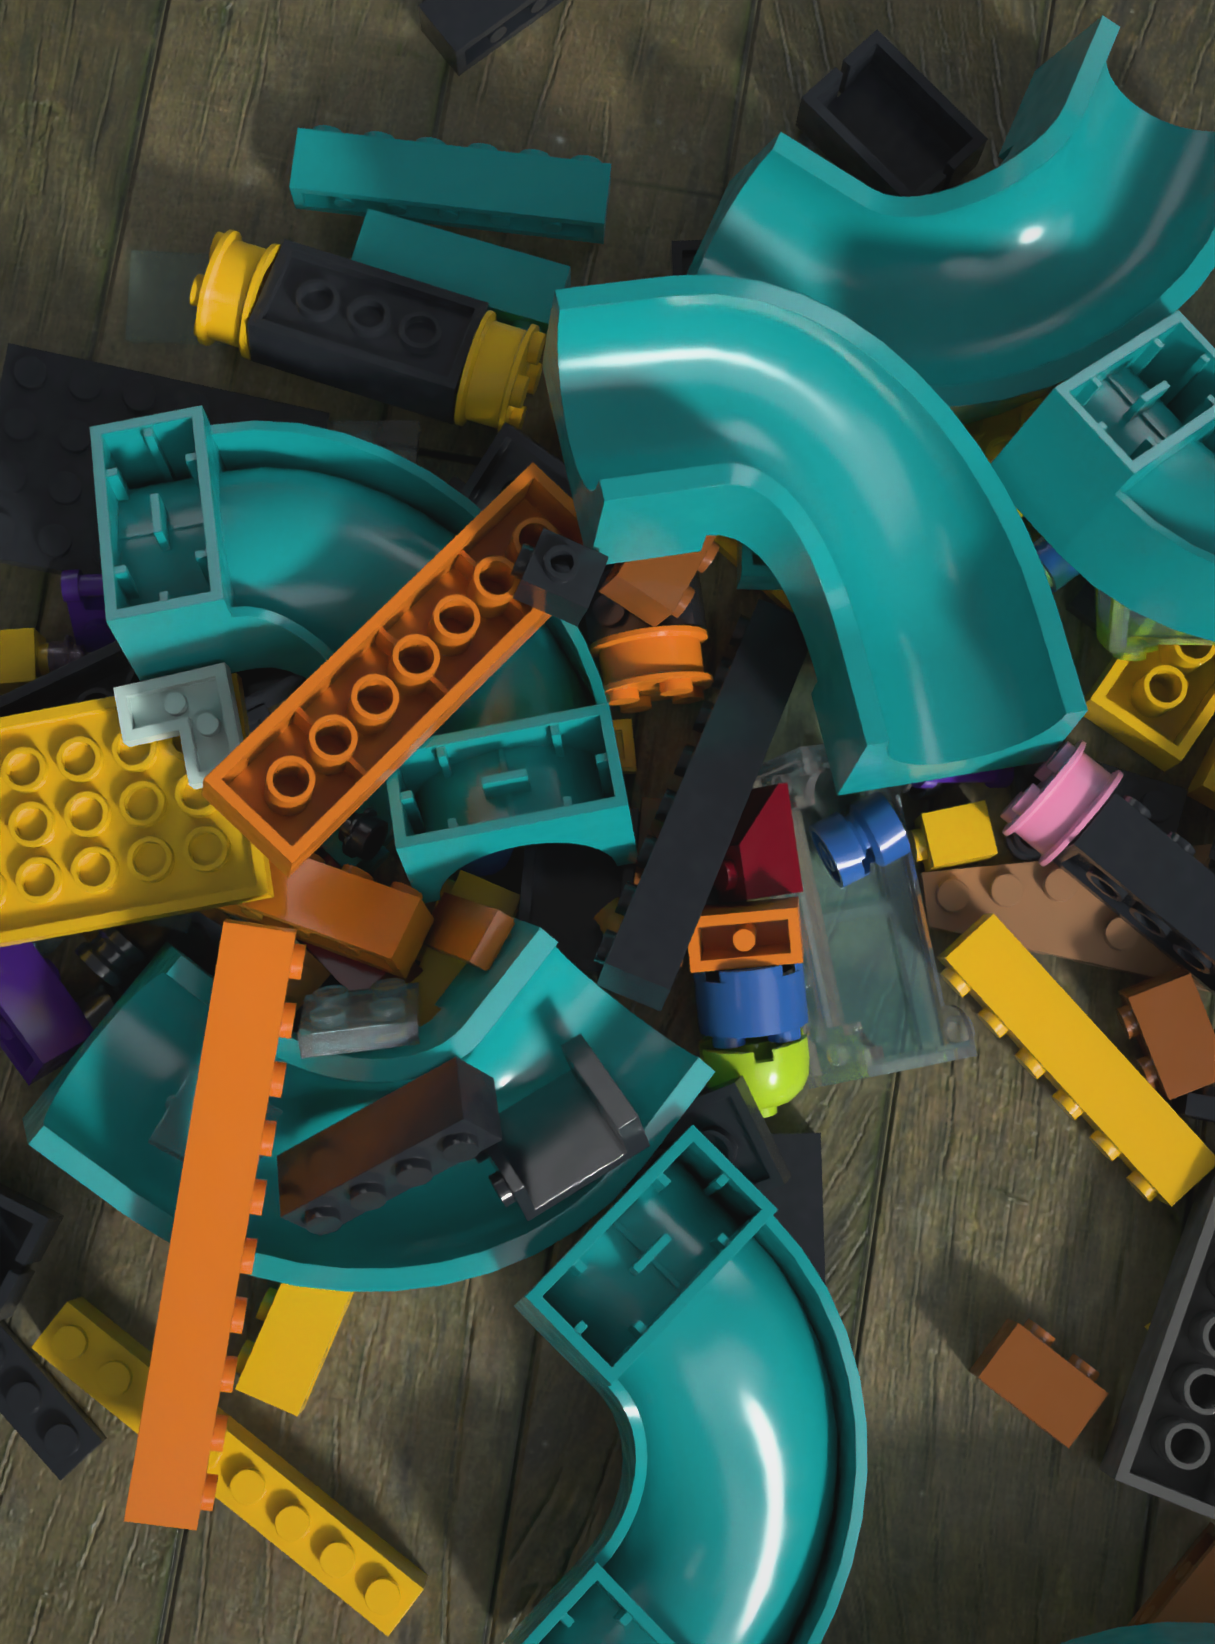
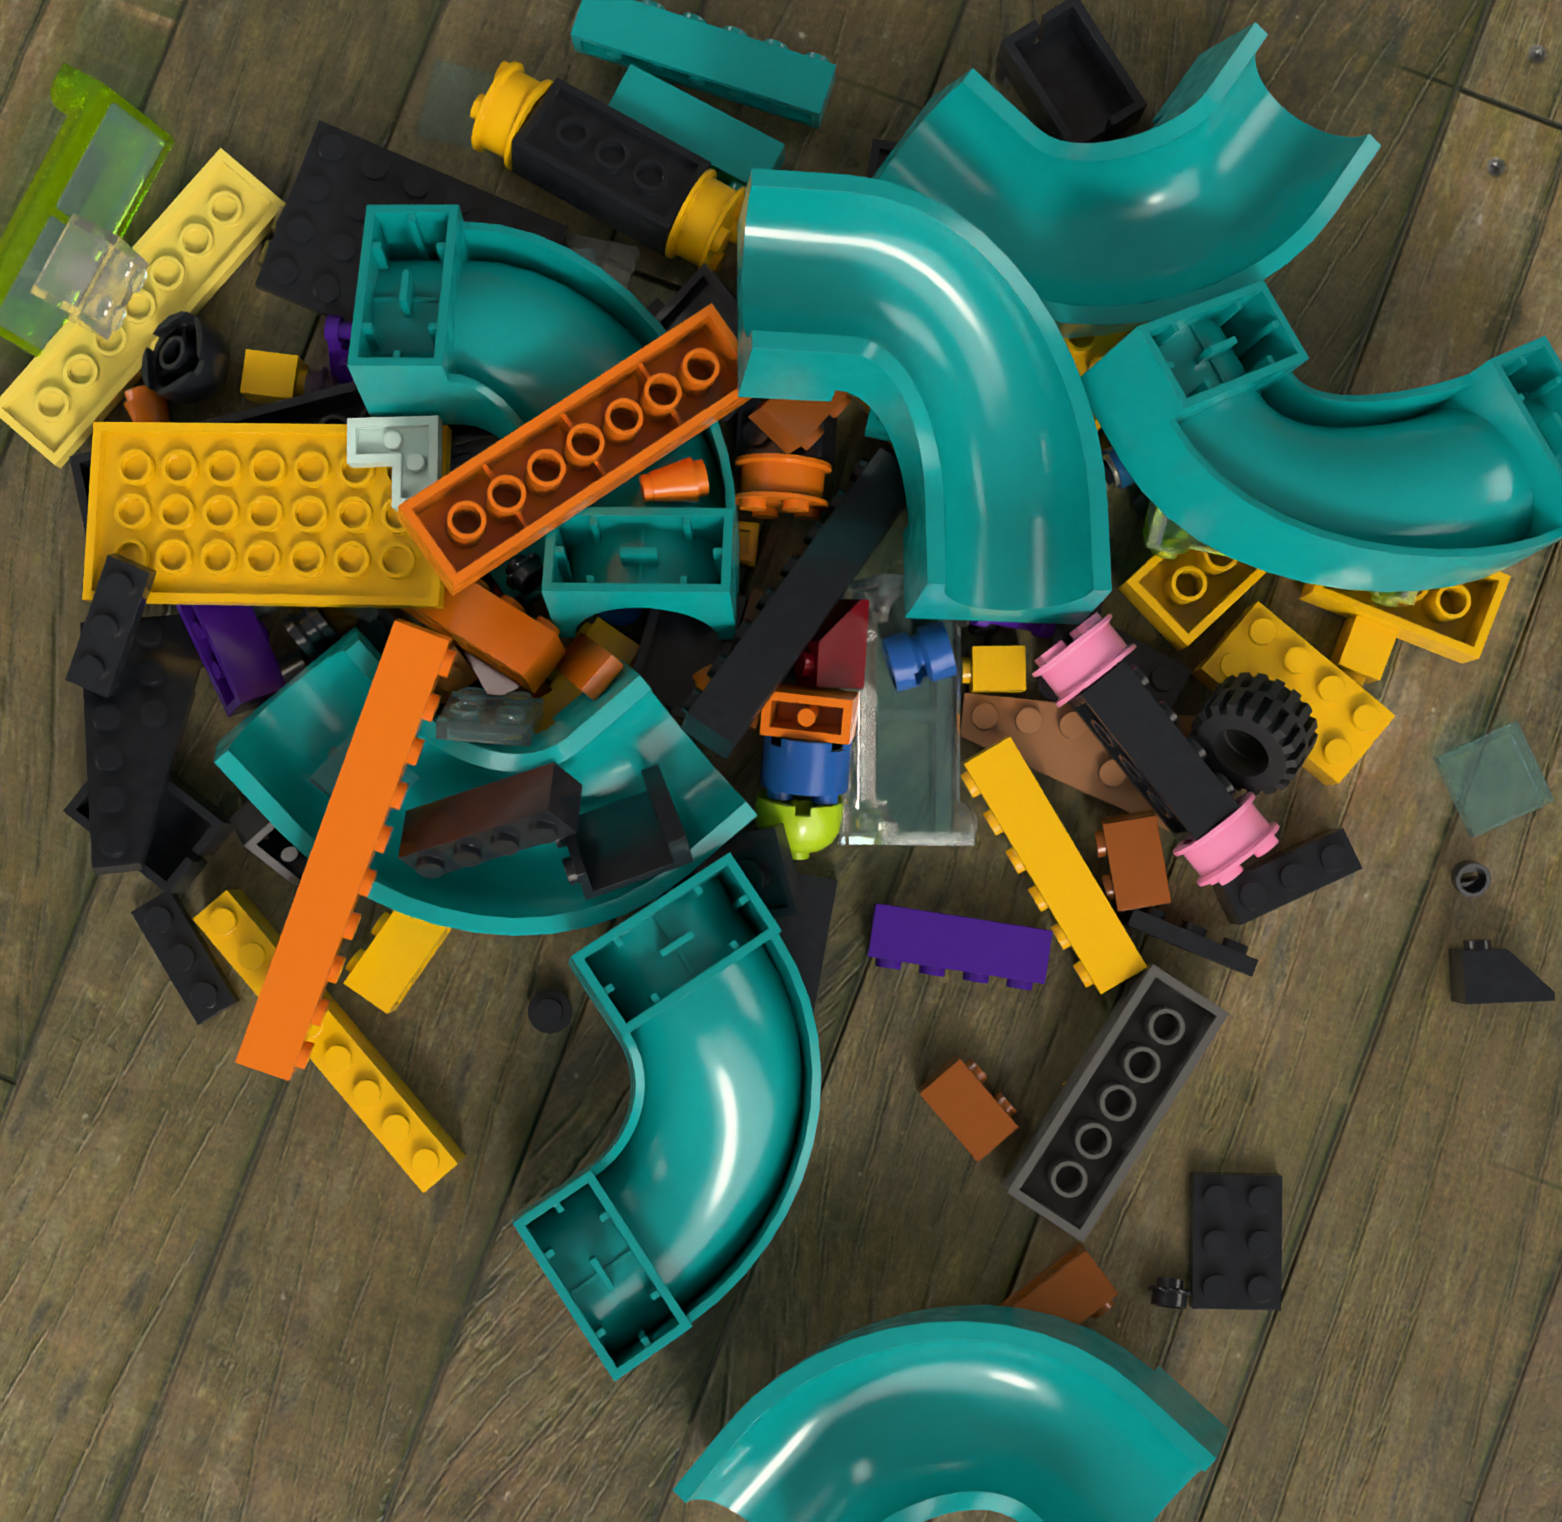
camera: 20 degrees right, 5 degrees up
(112, 1232) = (268, 843): none -> black slope
(497, 1369) = (550, 1011): none -> black plate
(530, 686) = (676, 482): none -> orange cone
(558, 576) = (710, 399): black brick -> none
(983, 1181) = (959, 944): none -> dark purple brick

